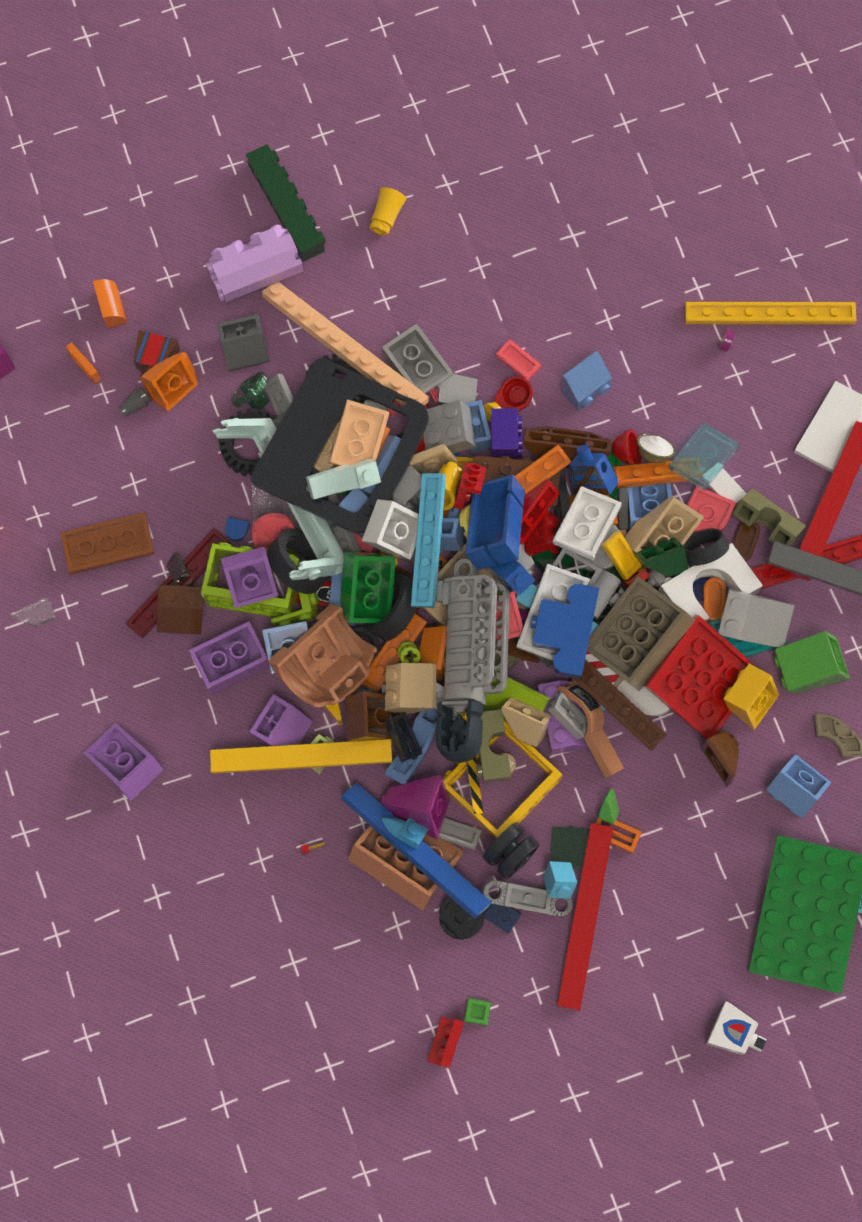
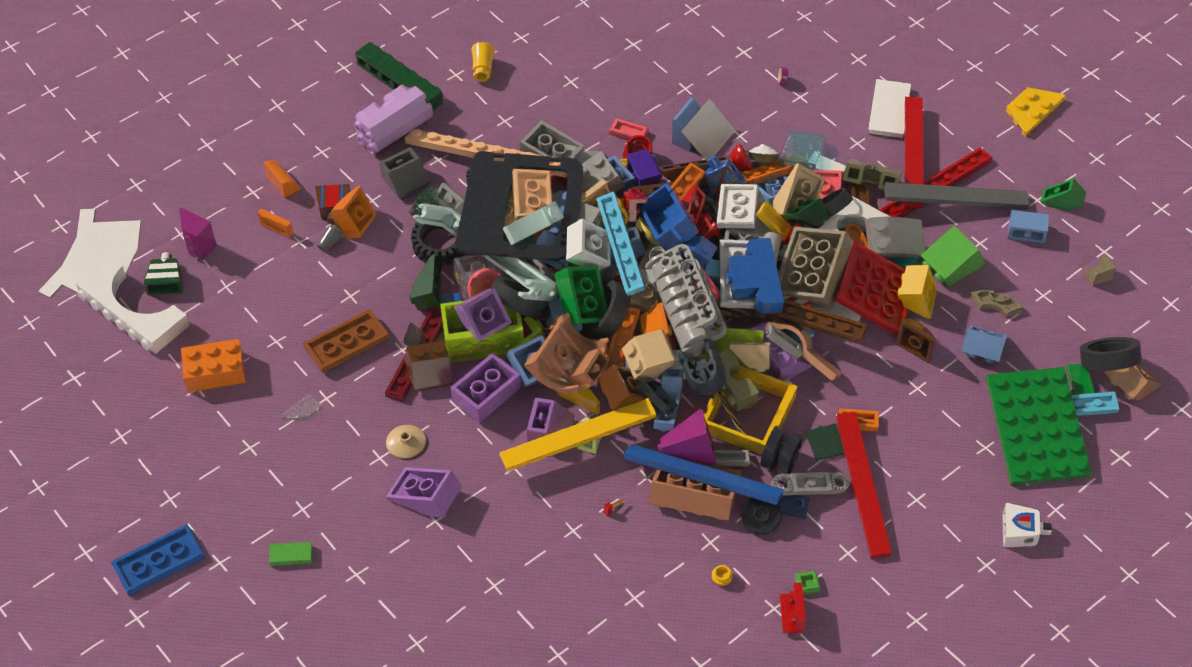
camera: 25 degrees left, 20 degrees down
(135, 697) = (408, 447): none -> tan dish
(217, 501) = (427, 285): none -> dark green slope
(391, 971) = (722, 575): none -> yellow plate
(403, 651) = (636, 329): lime bush -> none
(406, 831) = (692, 460): dark azure plate -> none
(559, 880) = (830, 460): medium azure brick -> none
(605, 394) = (708, 130): none -> white sticker
(609, 809) = (843, 400): bright green slope -> none
(770, 313) = (805, 52): yellow tile -> none

